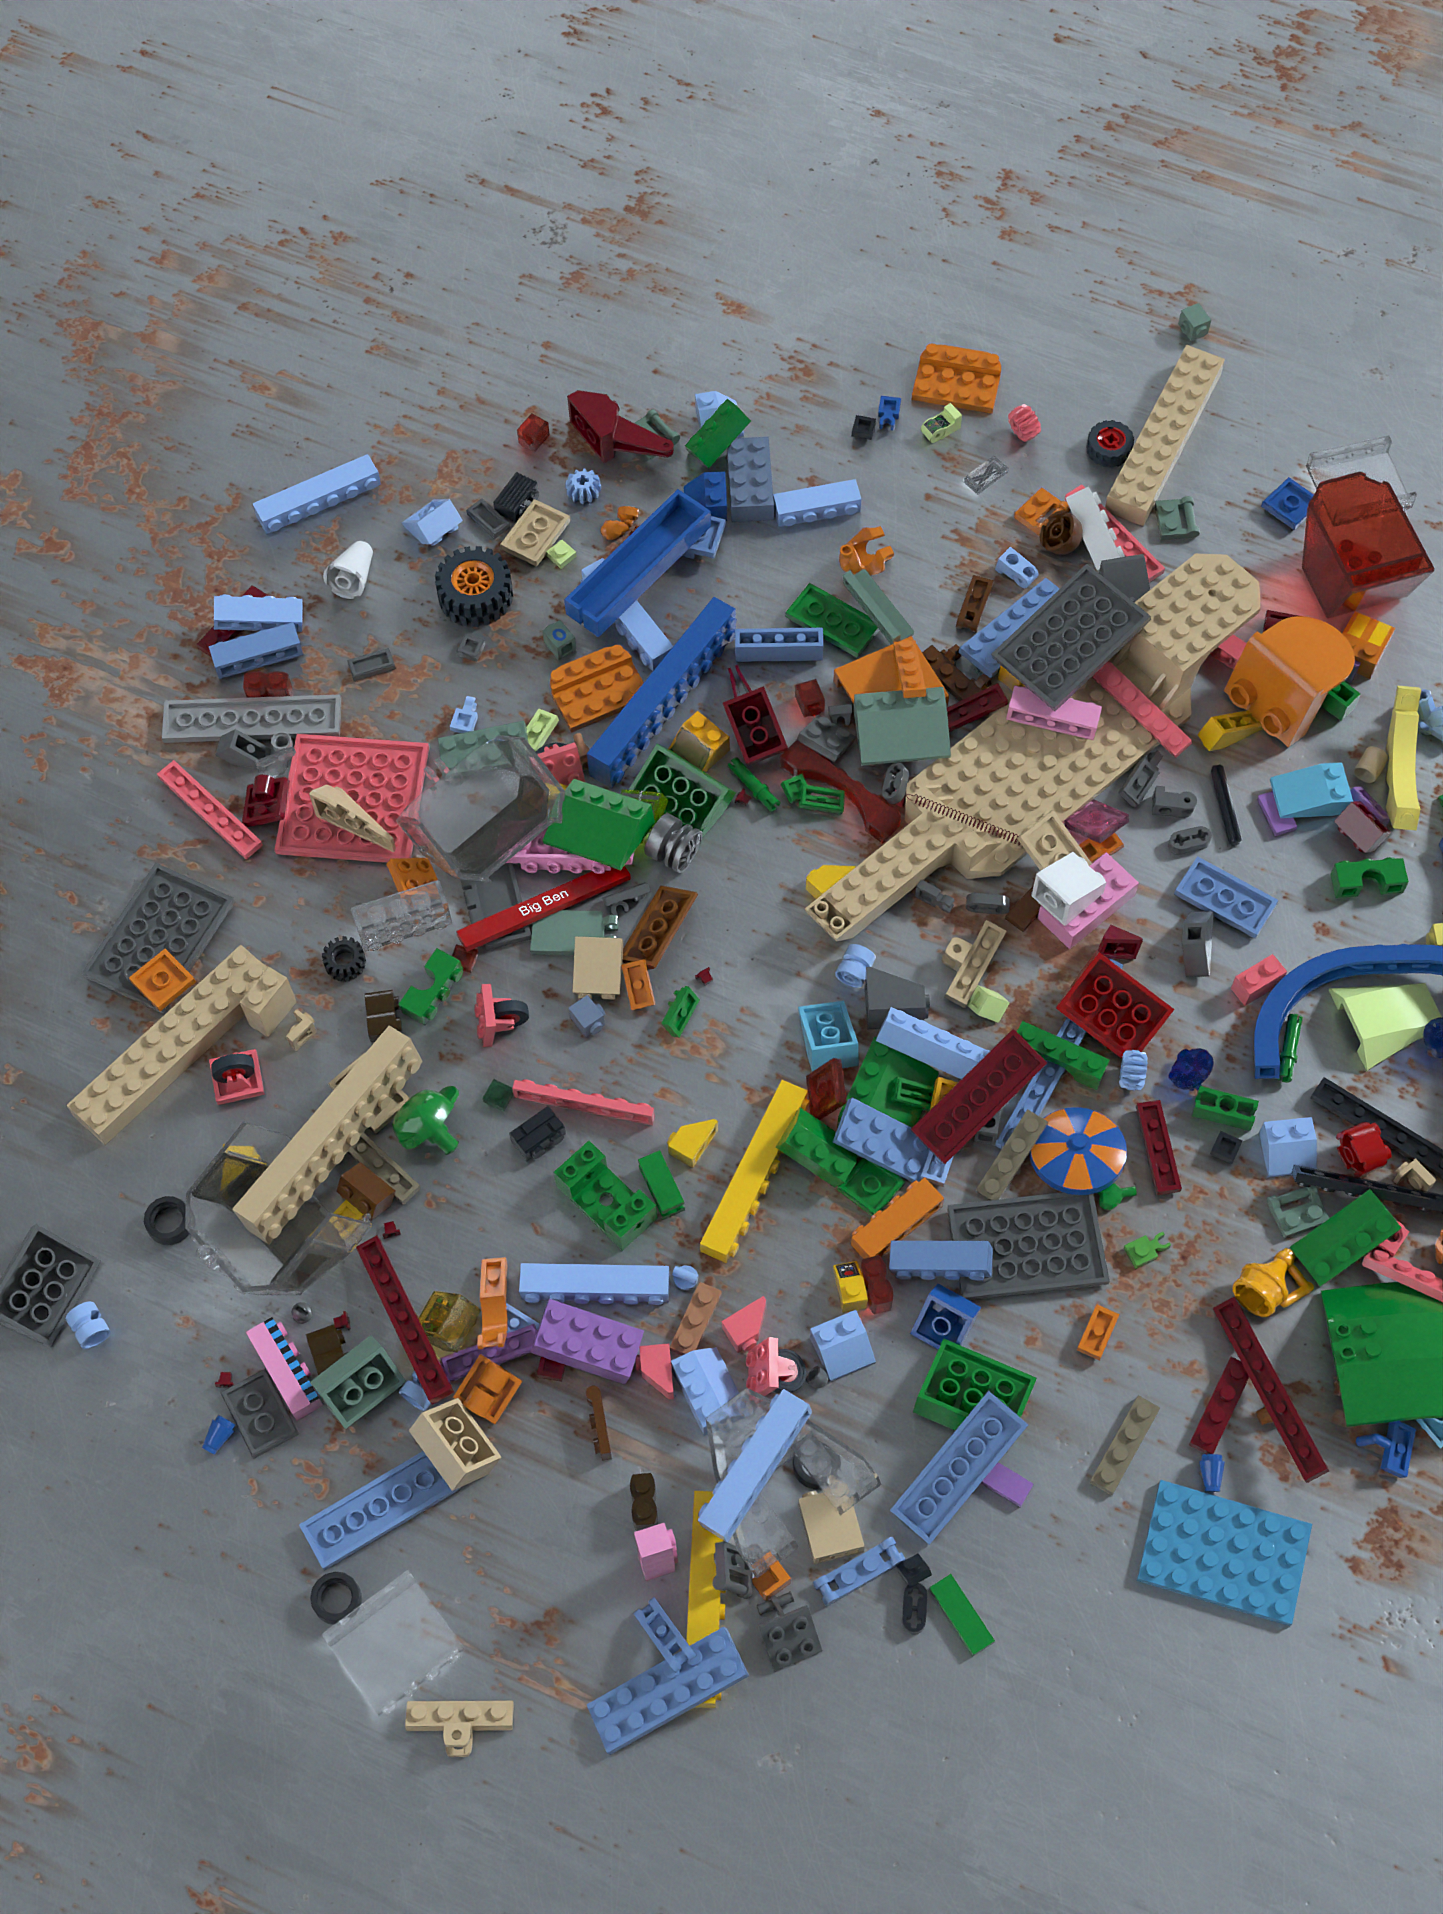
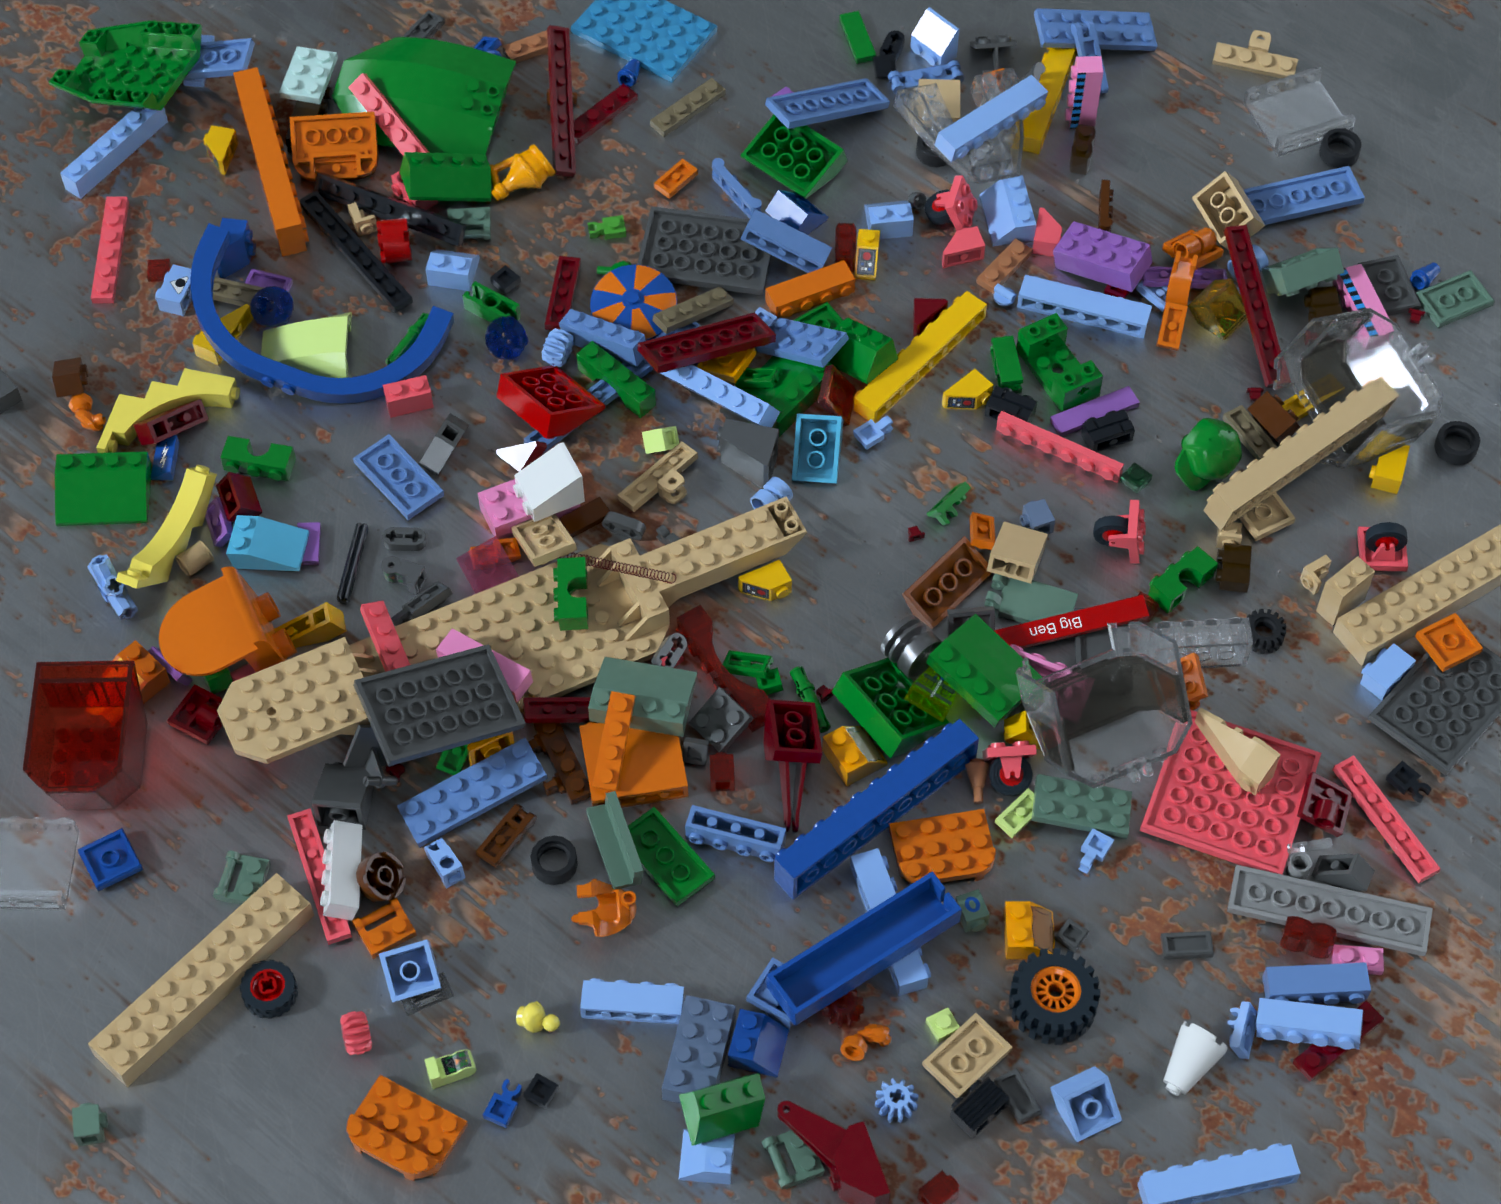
camera: 165 degrees left, 5 degrees down
(182, 1416) = (1454, 299): none -> sand green tile
(194, 849) = (1407, 779): none -> black plate
(219, 944) = (1386, 671): none -> light blue brick
(223, 687) = (1356, 954): none -> bright pink plate
(311, 608) = (1244, 1029): none -> light blue plate
(507, 635) = (1027, 929): none -> light orange slope
(541, 1171) = (1072, 419): none -> medium lavender tile
(643, 1134) = (1012, 403): none -> black brick
(763, 1226) = (926, 311): none -> dark red slope
(779, 1068) = (873, 433): none -> light blue plate
(862, 1618) = (935, 39): none -> slope
(891, 472) = (534, 1018): none -> light yellow animal
(925, 607) = (551, 843): none -> black tyre
(999, 778) = (571, 610): none -> green arch
(1004, 478) = (410, 970): none -> light blue slope
(1019, 1327) = (732, 187): none -> medium blue plate
(1091, 1091) = (611, 337): none -> medium blue brick
(1342, 1487) = (527, 47): none -> nougat plate

